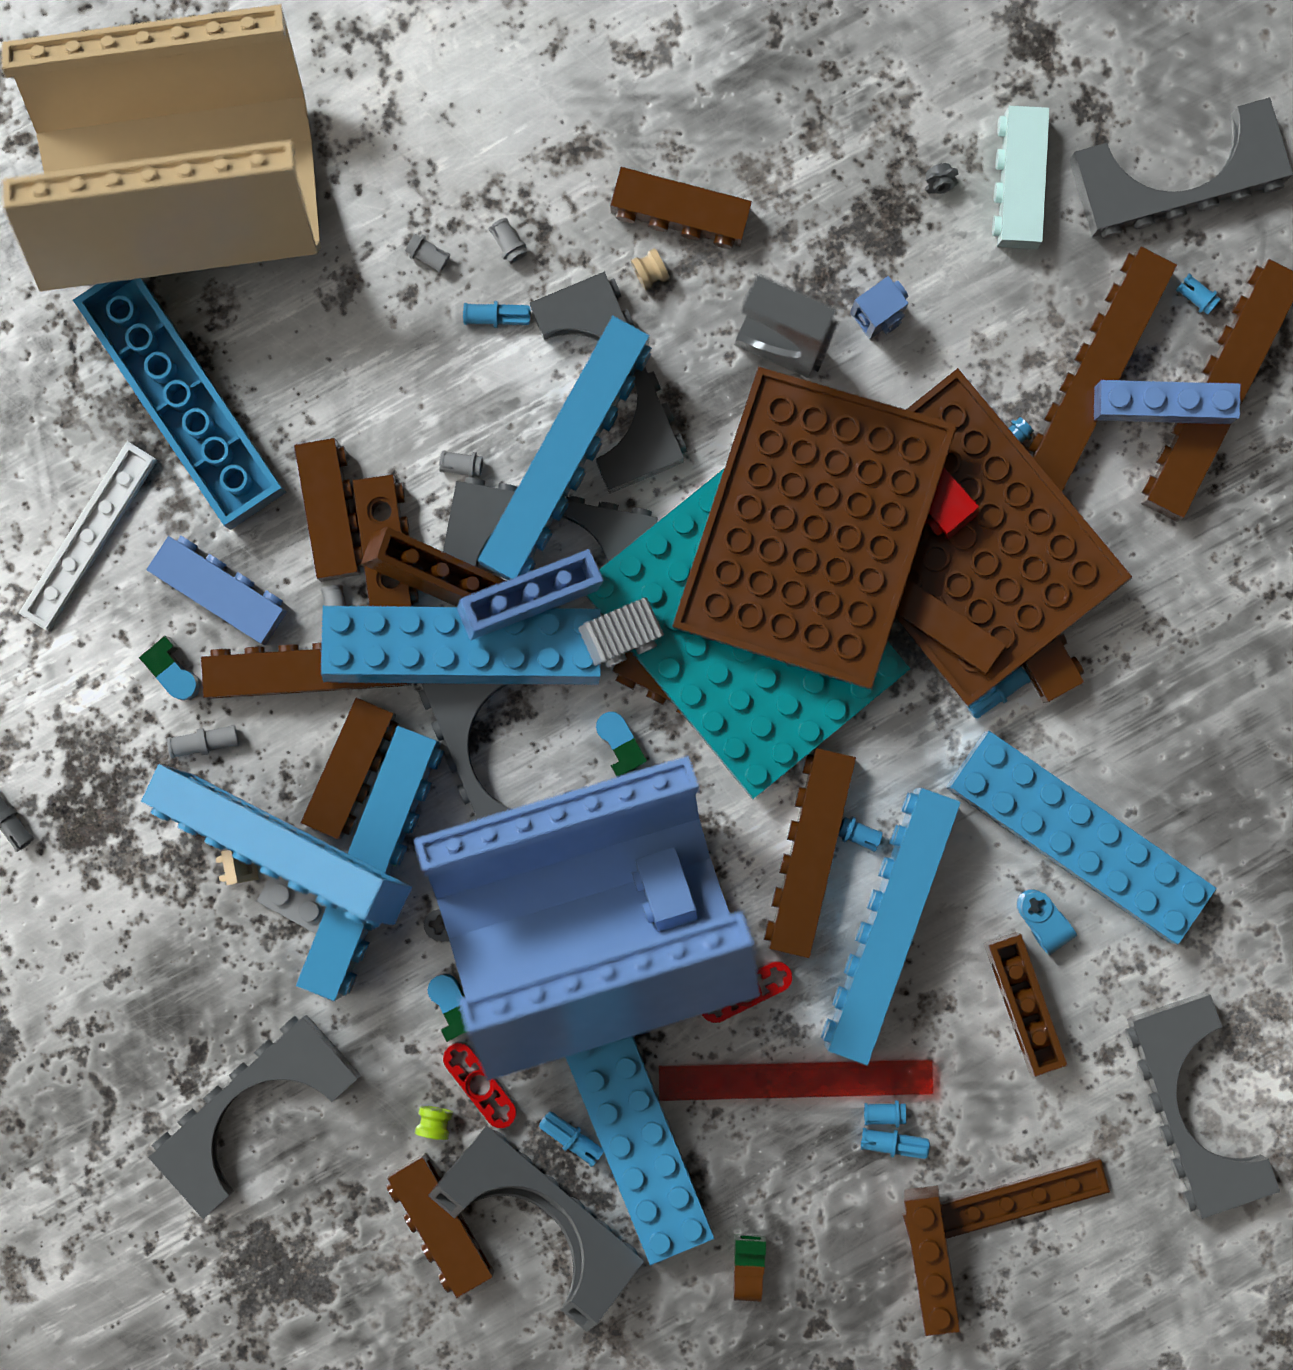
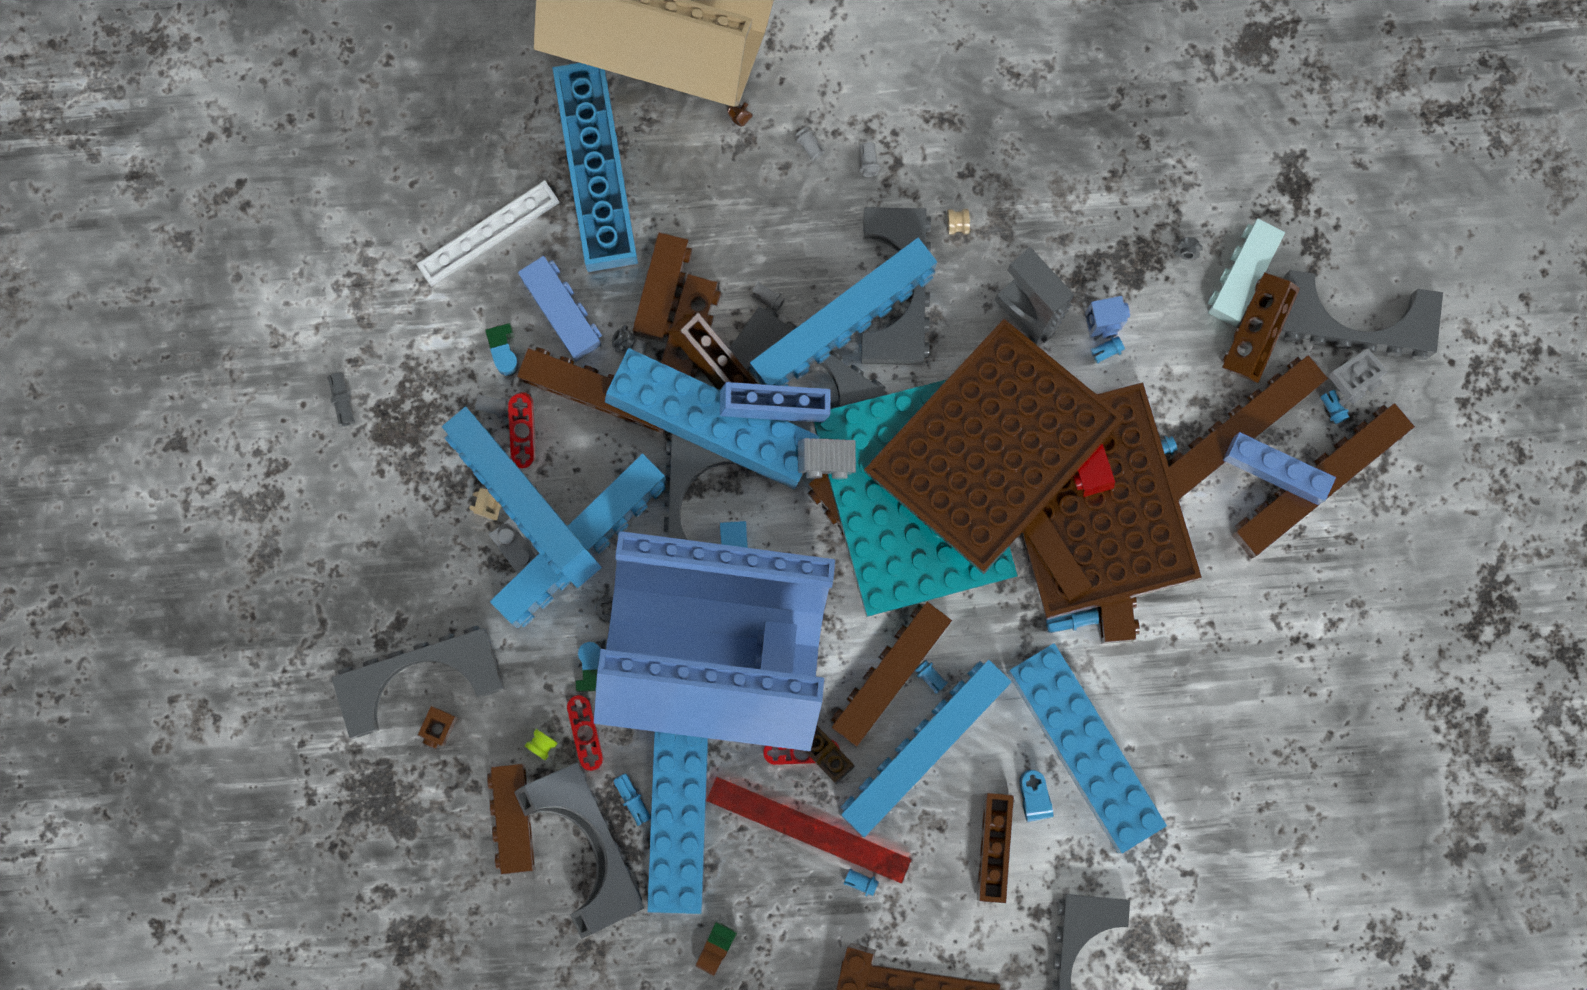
camera: 20 degrees right, 5 degrees down
(237, 732) = (515, 411): none -> red beam
(291, 1168) = (434, 717): none -> reddish brown brick
(310, 594) = (623, 339): none -> dark grey plate
(329, 255) = (739, 114): none -> reddish brown piece
(349, 768) = (594, 472): reddish brown brick -> none
(496, 314) = (838, 206): dark azure axle -> none
(552, 774) = (734, 534): none -> dark azure brick
(615, 731) = (791, 528): leg -> none
(680, 207) = (998, 189): reddish brown brick -> none
(784, 985) = (829, 757): none -> dark brown slope
(895, 1143) = (859, 906): dark azure axle -> none
(899, 344) = (1109, 348): none -> dark azure pin
(1081, 252) = (1263, 341): none -> reddish brown brick
(1210, 245) = (1357, 376): none -> light grey bracket

